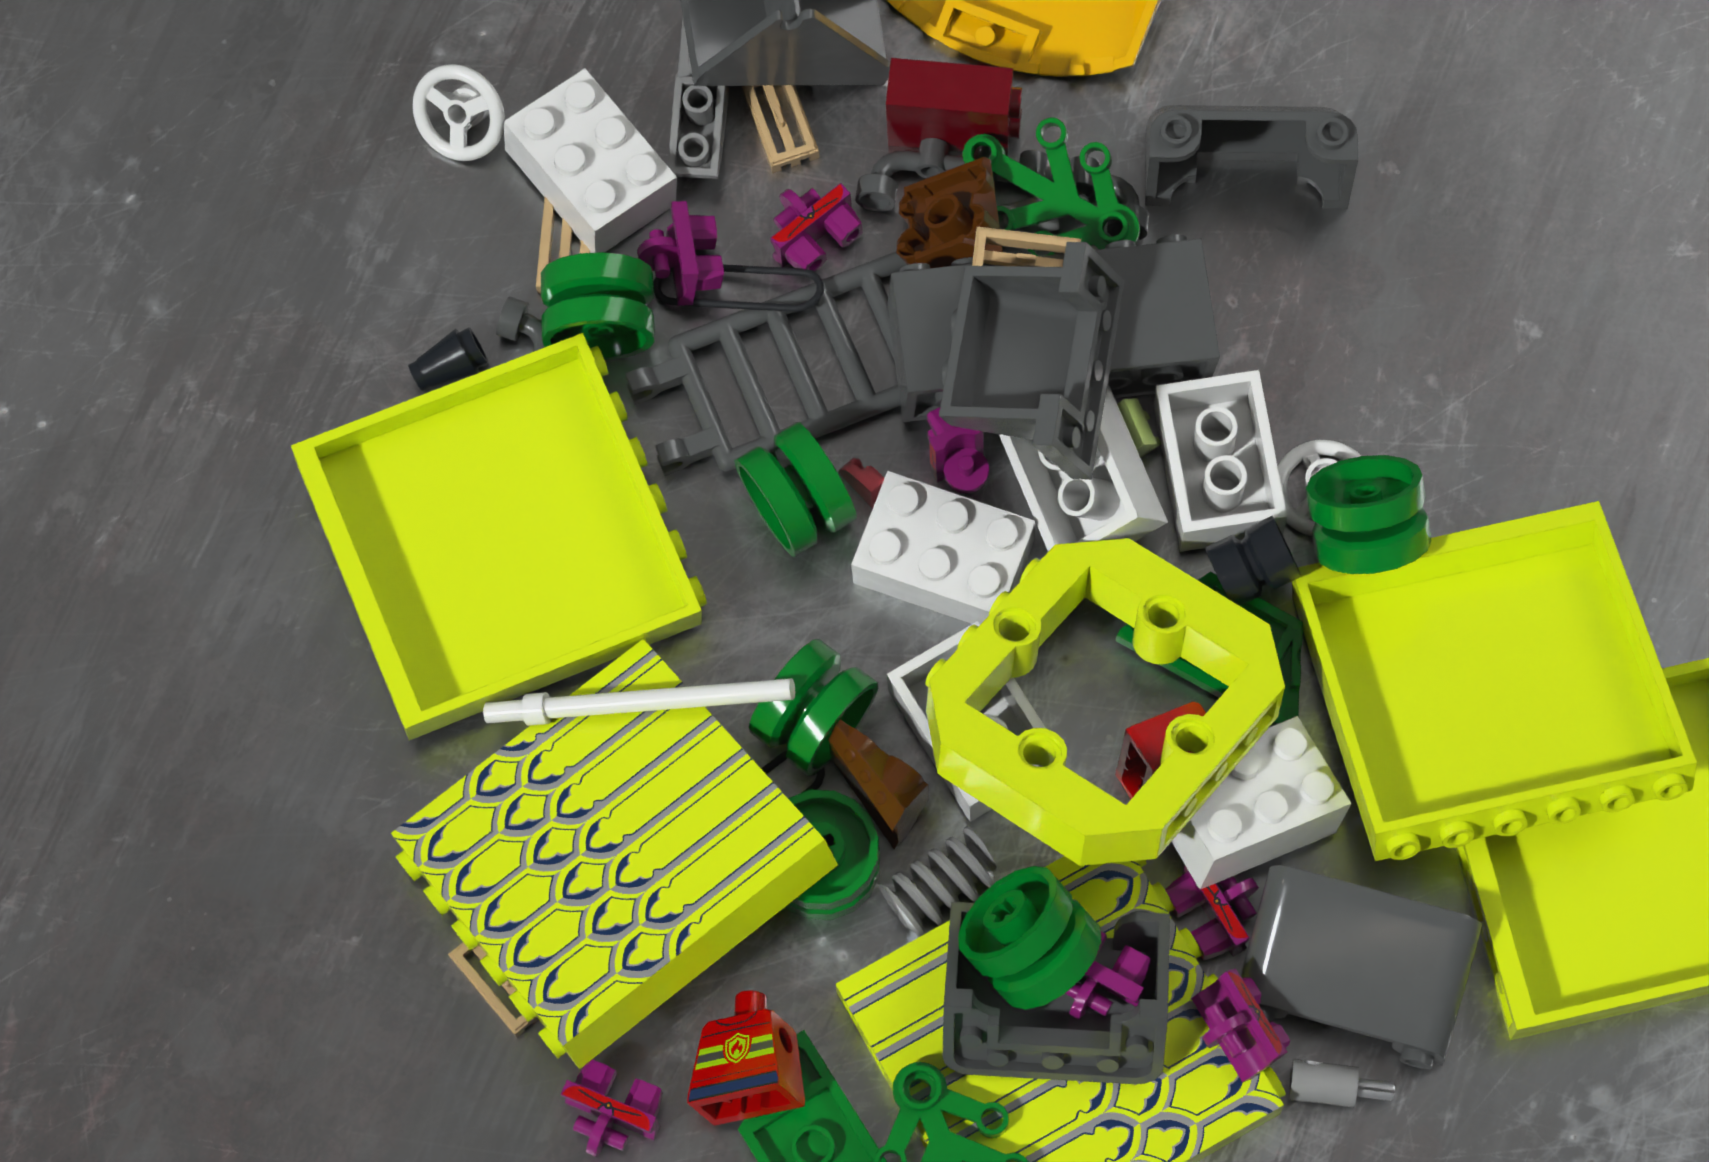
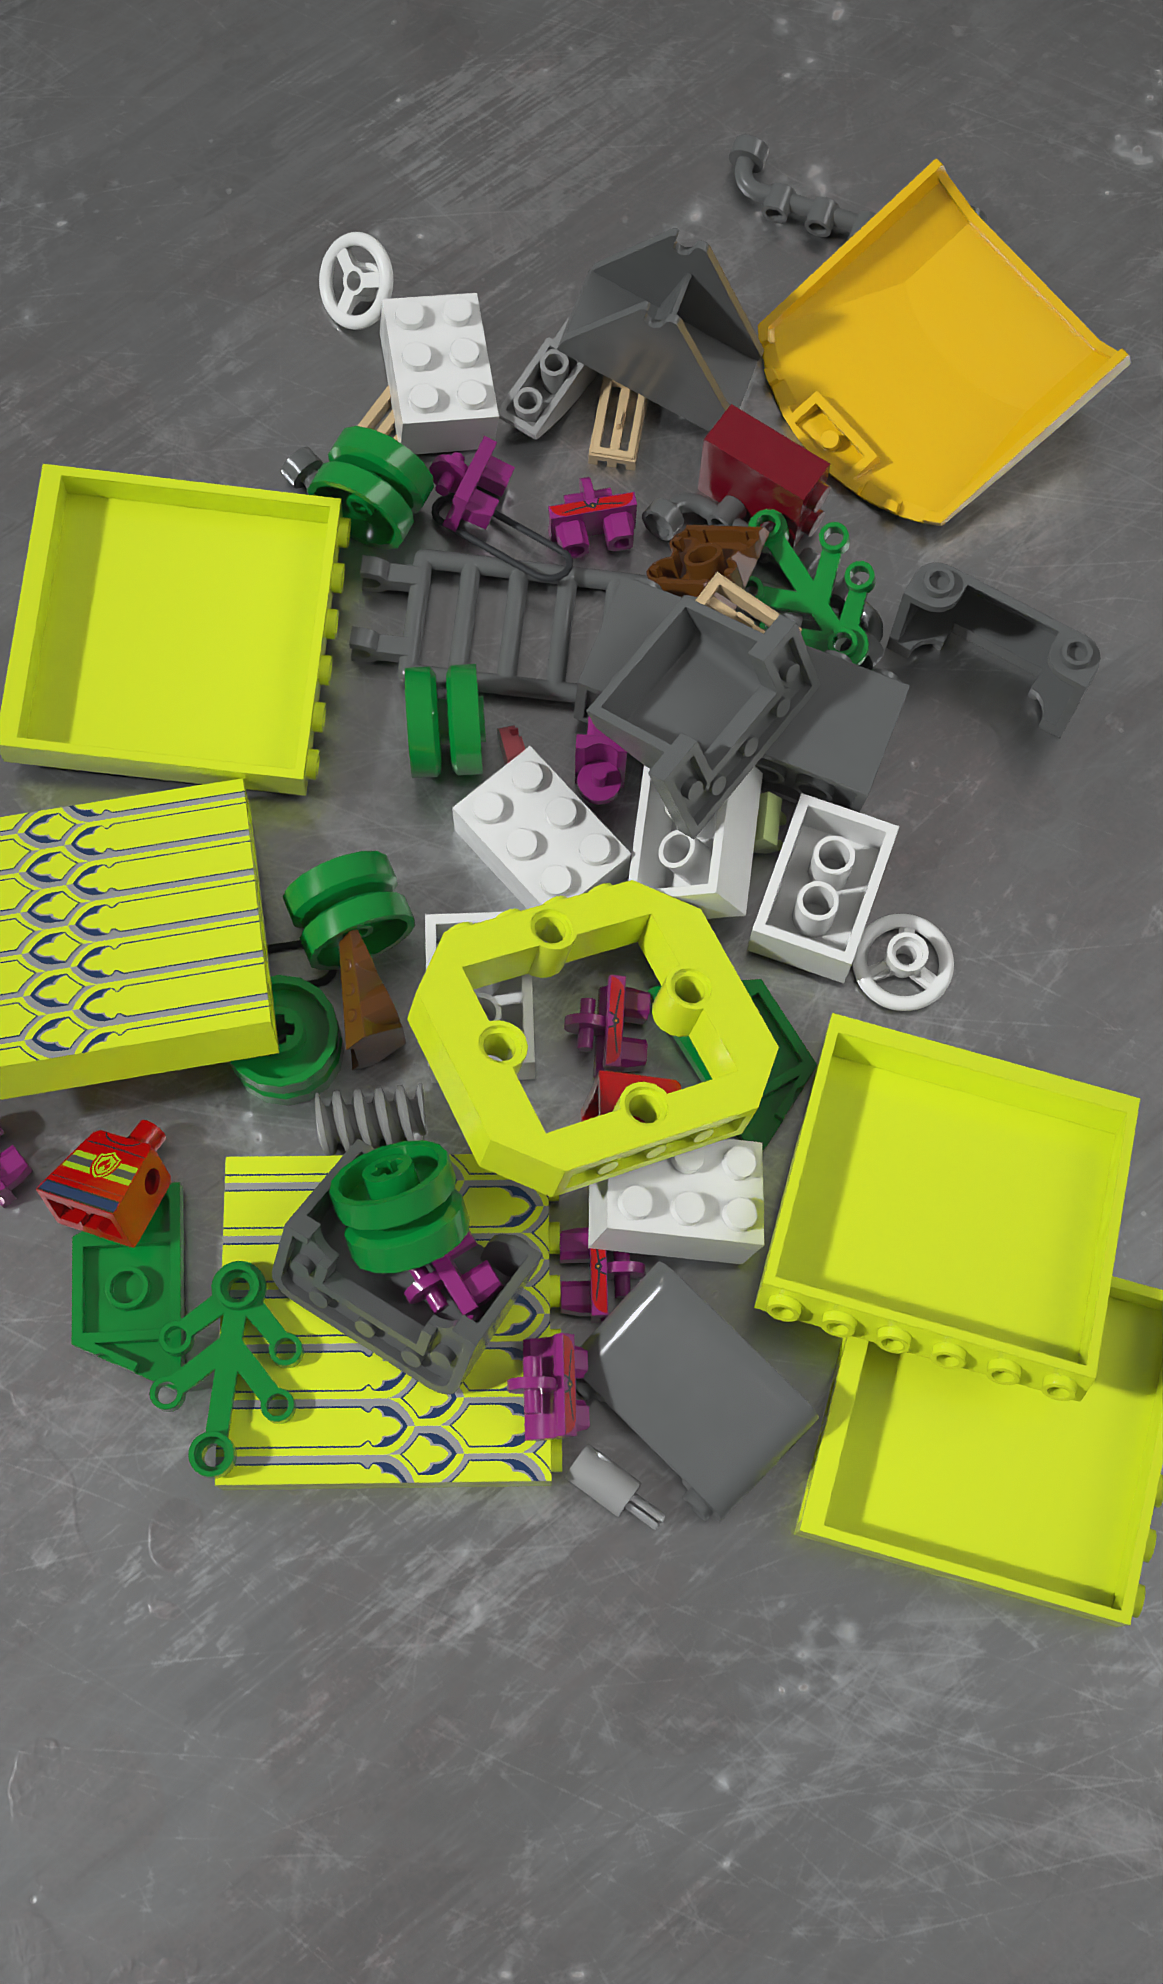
camera: 20 degrees right, 0 degrees up
(449, 360) = (231, 469): black cone -> none
(541, 708) = (122, 790): white bar -> none
(1096, 690) = (614, 1007): none -> magenta hips
(1253, 561) = (799, 987): black wheel -> none
(1368, 514) = (924, 1000): green wheel -> none

